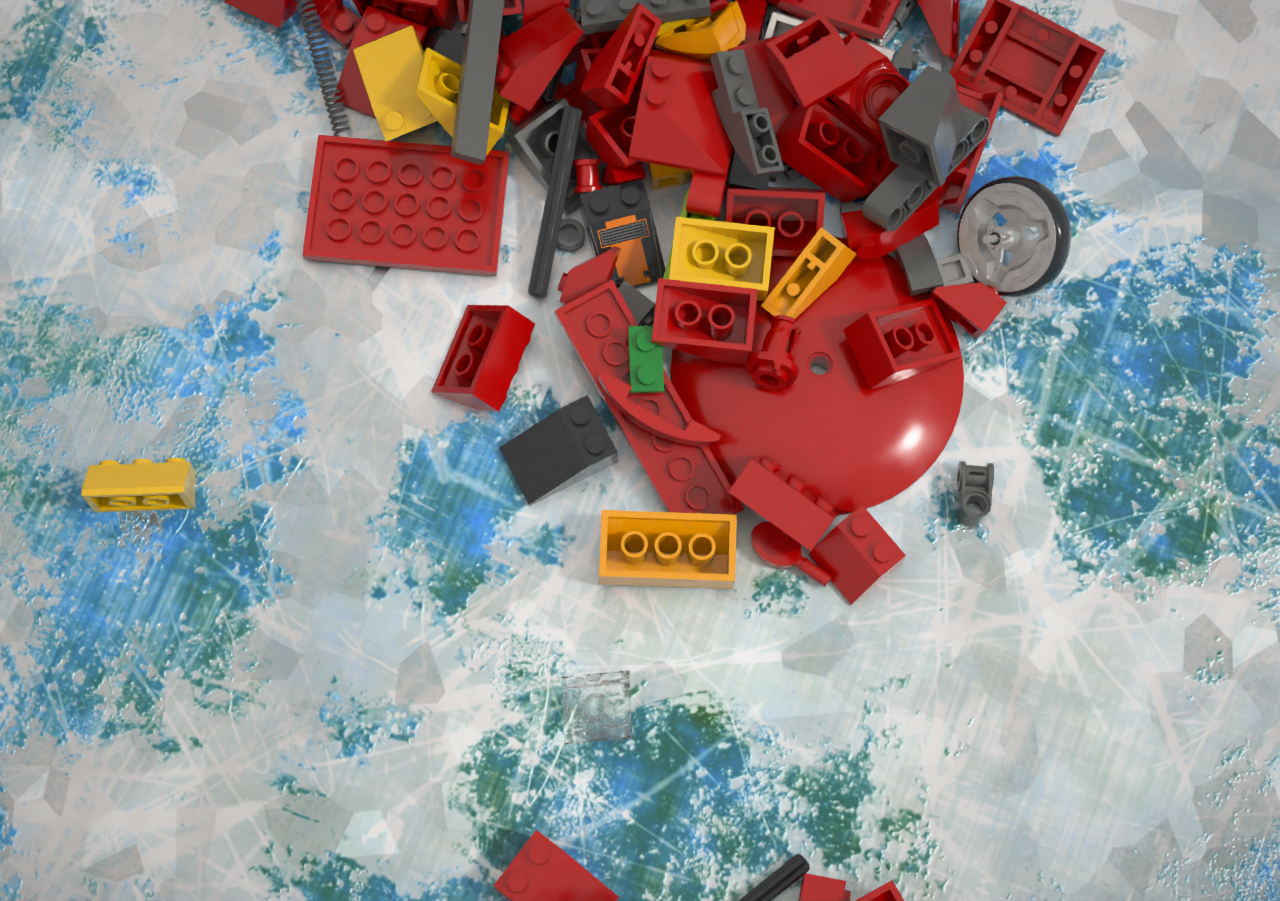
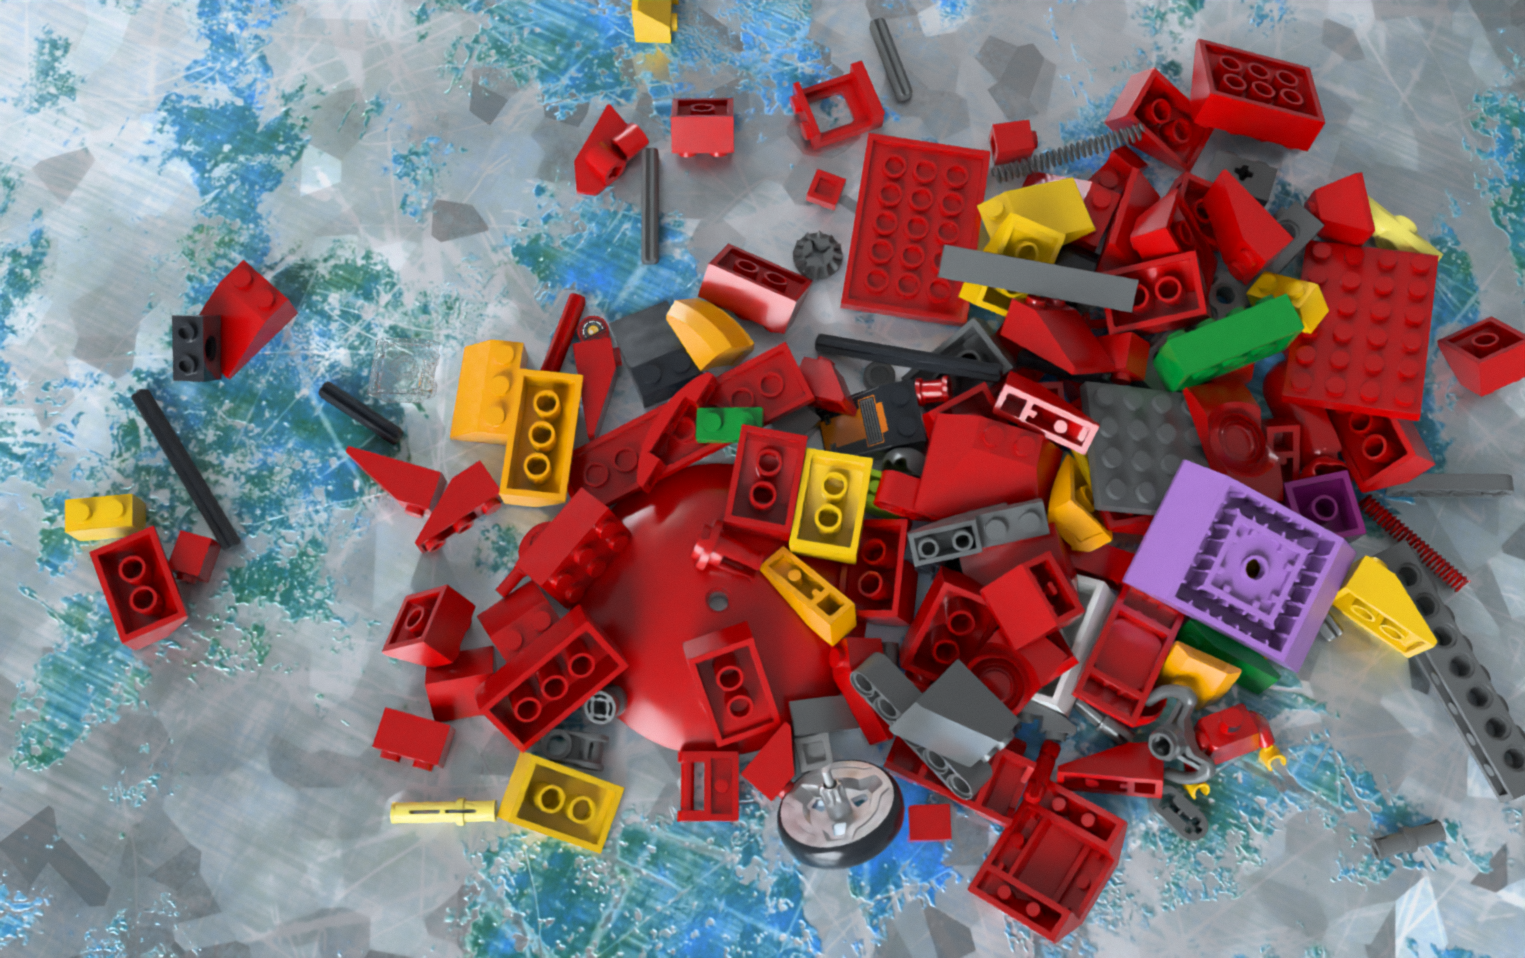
camera: 95 degrees right, 0 degrees up
(210, 240) = (890, 59): none -> dark grey axle
(260, 267) = (859, 97): none -> red window
(299, 423) = (702, 126): none -> slope
(305, 115) = (1012, 142): none -> red brick
(333, 523) = (607, 152): none -> red panel
(367, 295) = (826, 189): none -> red plate
(393, 473) = (650, 207): none -> dark grey axle
(434, 314) = (813, 266): none -> dark grey gear
(540, 518) = (592, 329): none -> tile
(543, 392) = (709, 334): none -> light orange slope
(549, 548) = (564, 333): none -> red axle
(582, 505) = (598, 364): none -> red slope
(617, 615) = (487, 391): none -> light orange slope
(647, 748) = (360, 413): none -> black axle
(665, 198) = (905, 461): none -> dark grey hair
(724, 687) = (410, 485): none -> red slope
(736, 626) = (463, 501): none -> red slope
(873, 642) = (430, 627): none -> red slope
(917, 511) = (550, 678): none -> red brick
(920, 607) = (452, 685): none -> red slope
(922, 461) = (612, 699): none -> dark grey wheel
(967, 76) = (1040, 777): none -> red axle
(983, 646) = (414, 739): none -> red brick
(994, 355) = (720, 786): none -> red plate
(1006, 160) = (929, 823): none -> red panel
(1027, 502) = (560, 802): none -> yellow slope
(1046, 597) = (403, 811): none -> light yellow pin

